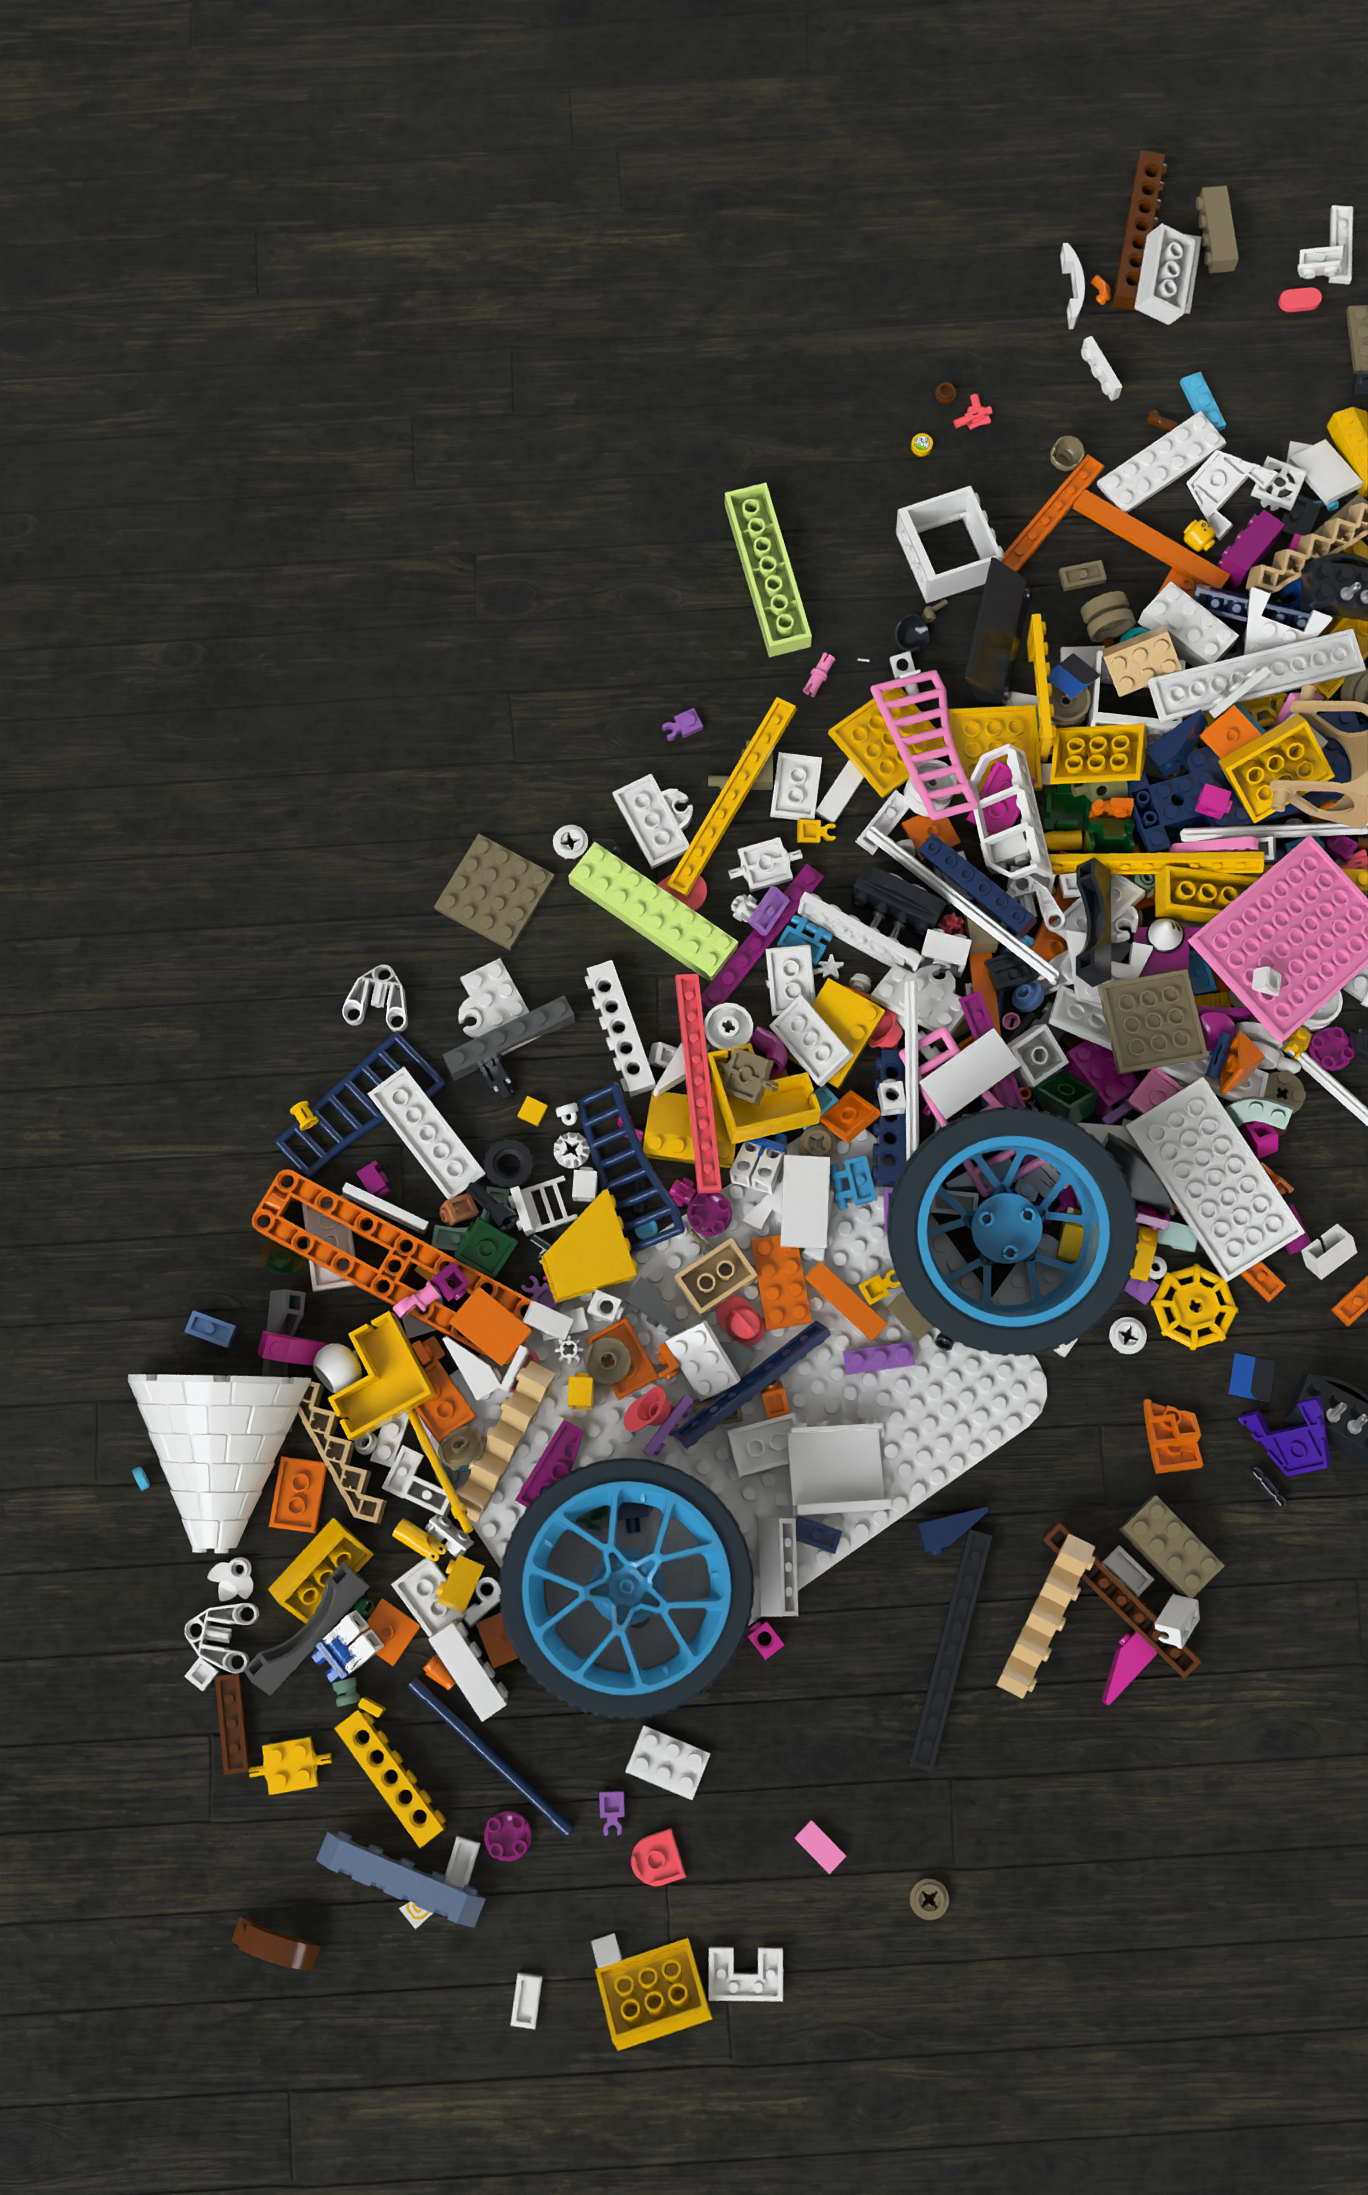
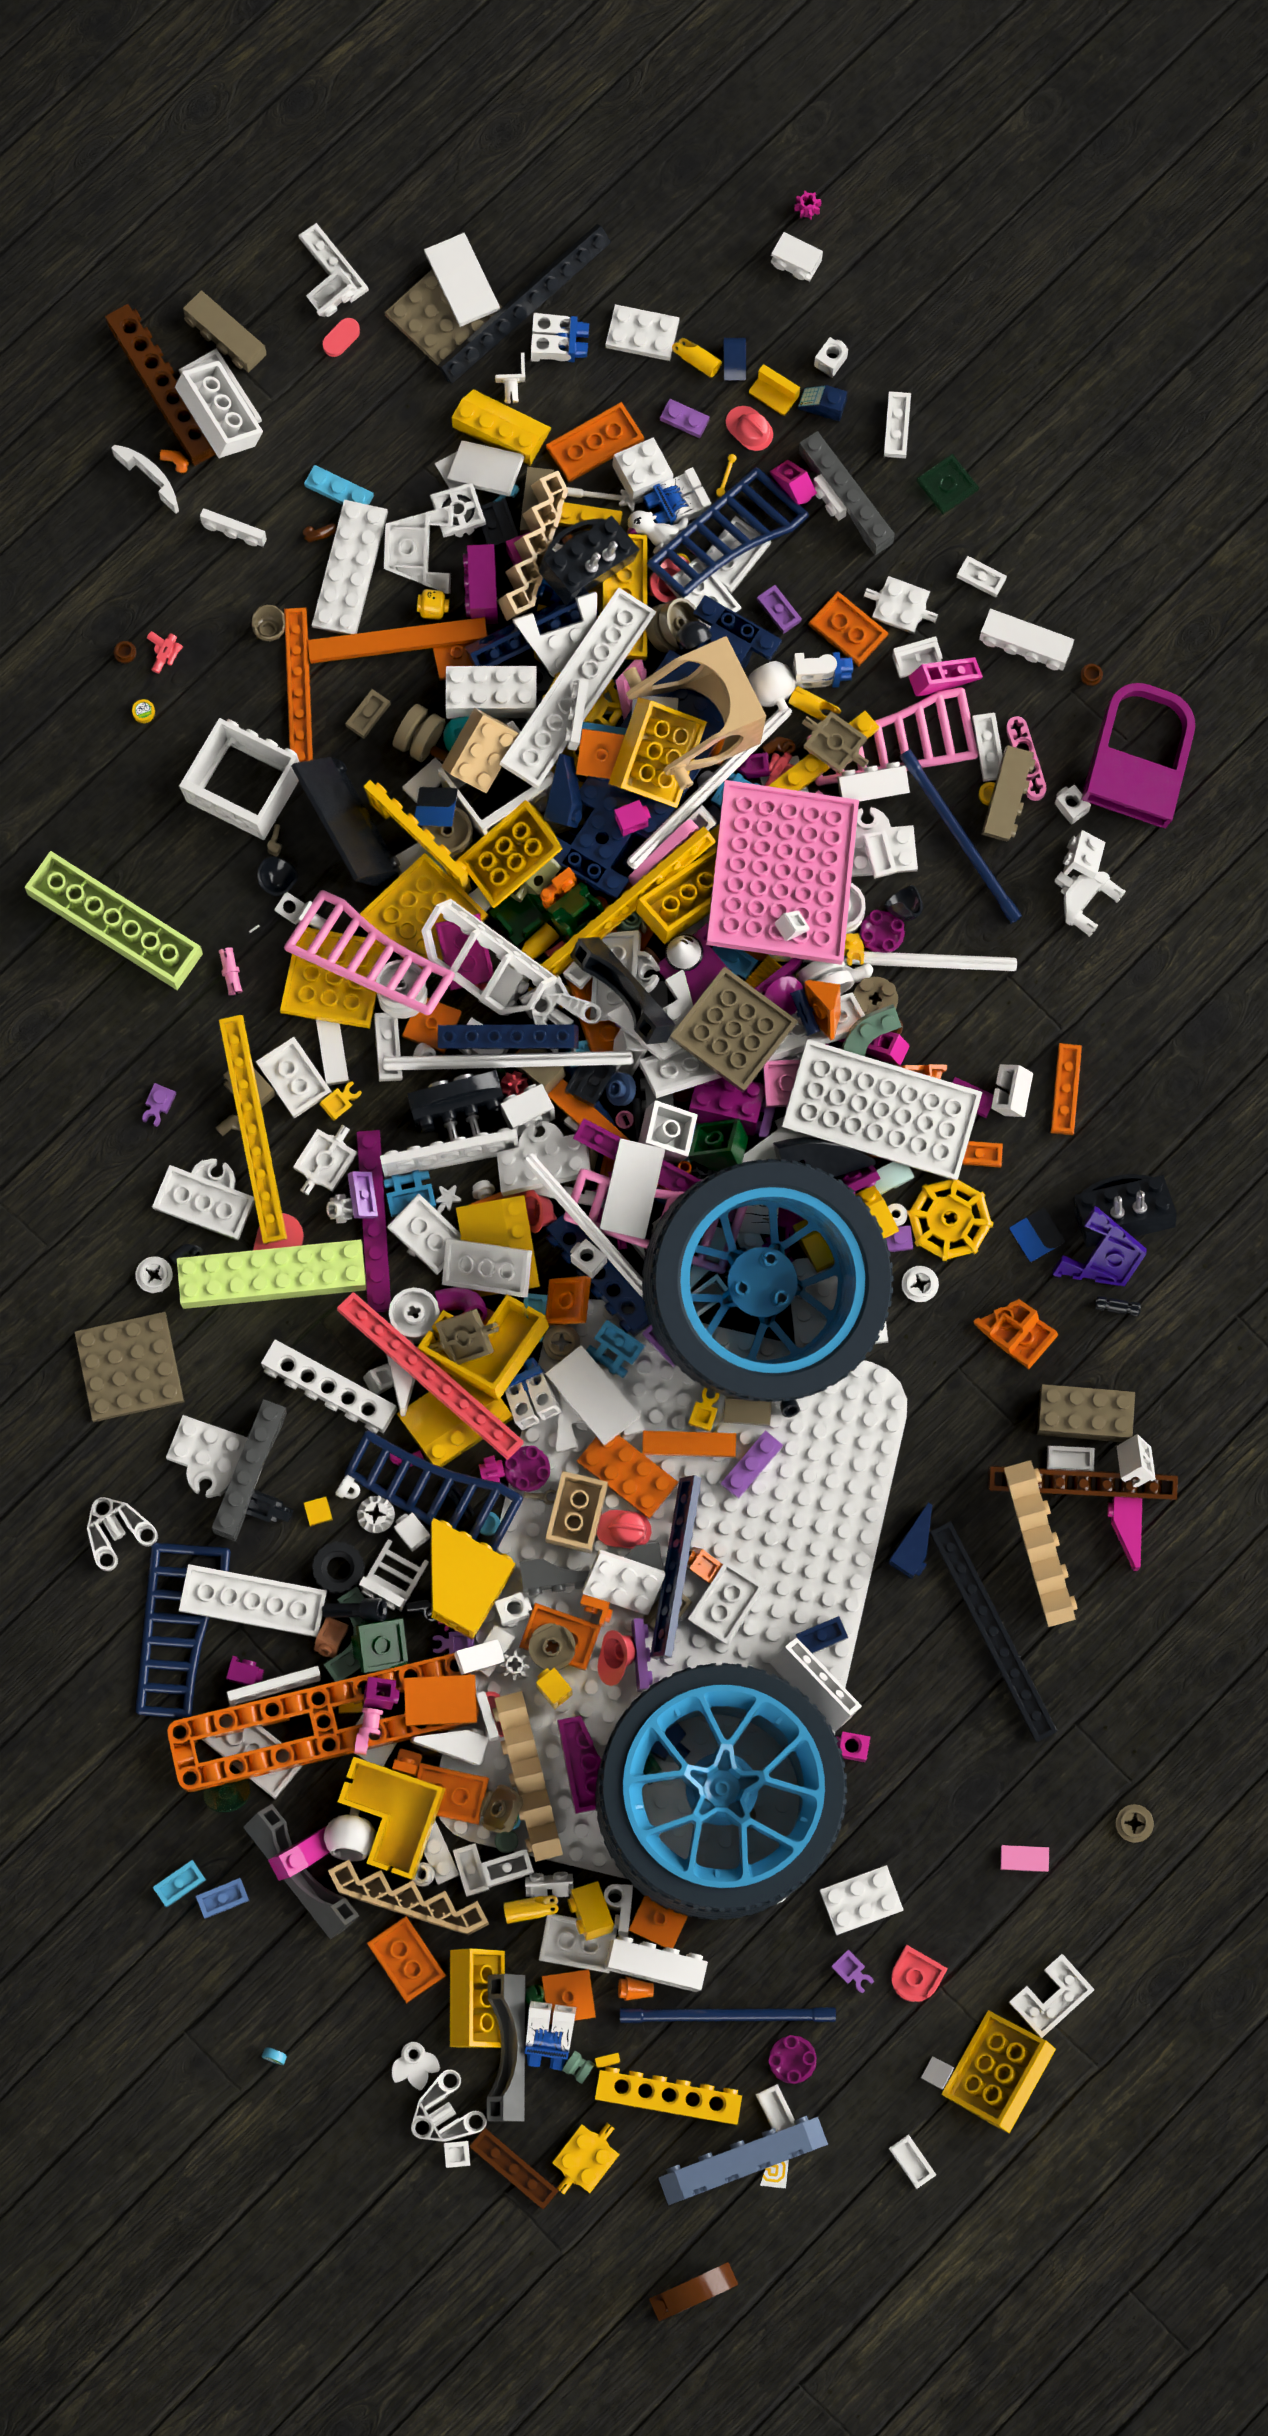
camera: 45 degrees left, 0 degrees up
(191, 1291) = (179, 1883): none -> medium azure plate
(217, 1444) = (311, 1976): white cone -> none
(304, 1115) = (143, 1671): yellow bush -> none
(458, 1508) = (542, 1854): yellow bar -> none
(835, 1468) = (792, 1574): white panel -> none

